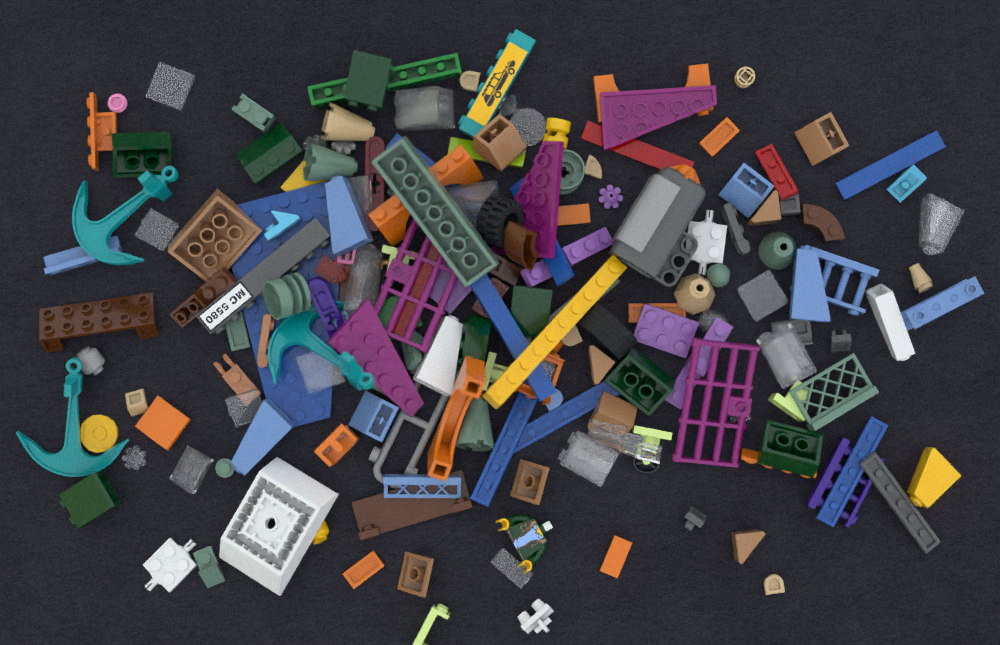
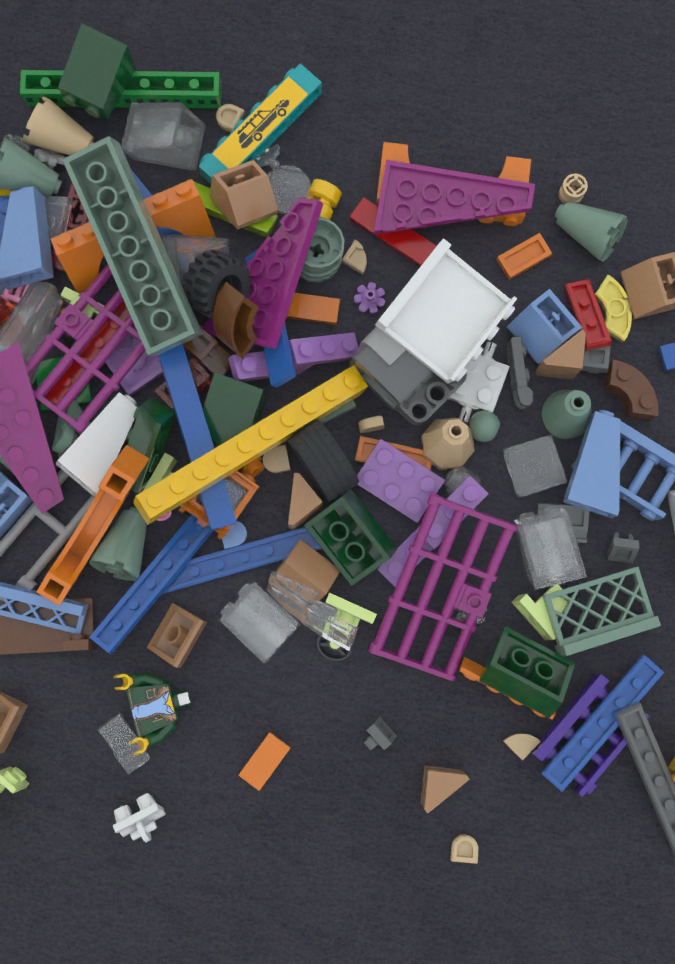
camera: 10 degrees right, 5 degrees down
(634, 293) = (371, 424): none -> tan tile
(673, 205) = (446, 313): none -> white panel
(765, 104) = (592, 227): none -> sand green cone
(797, 161) = (616, 308): none -> light yellow tile
(797, 500) = (521, 744): none -> tan tile

